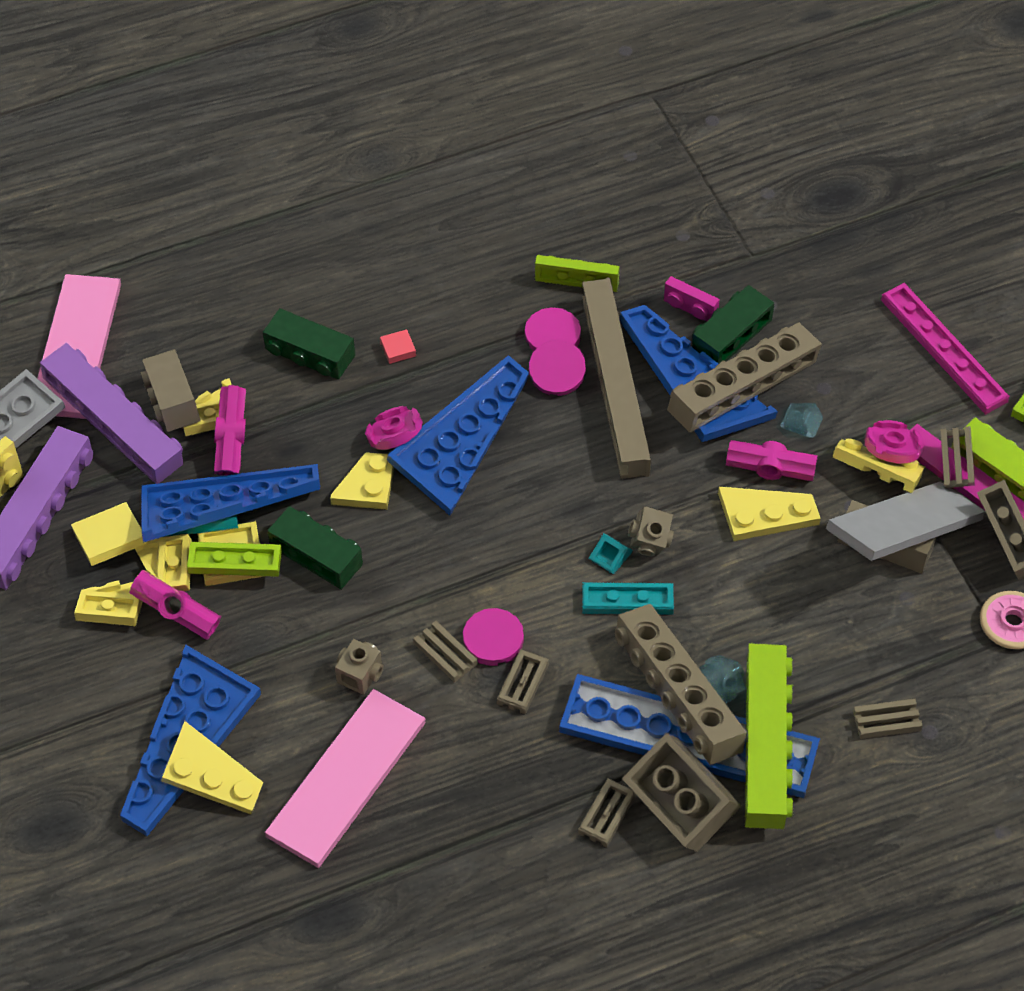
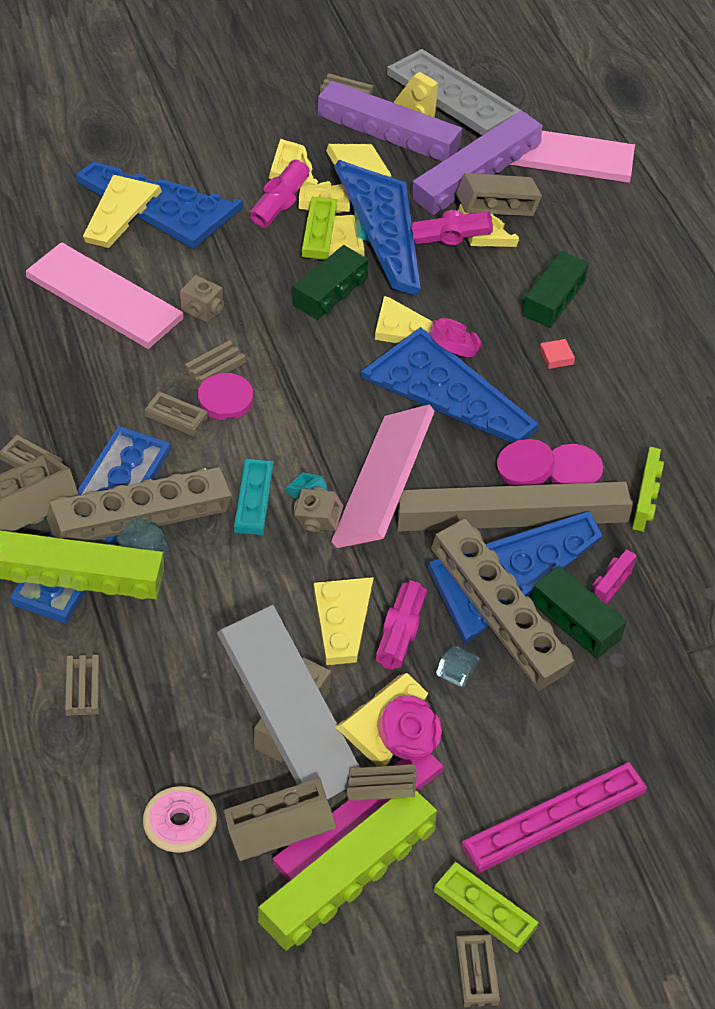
camera: 90 degrees right, 5 degrees down
(595, 477) = (383, 477): none -> bright pink tile

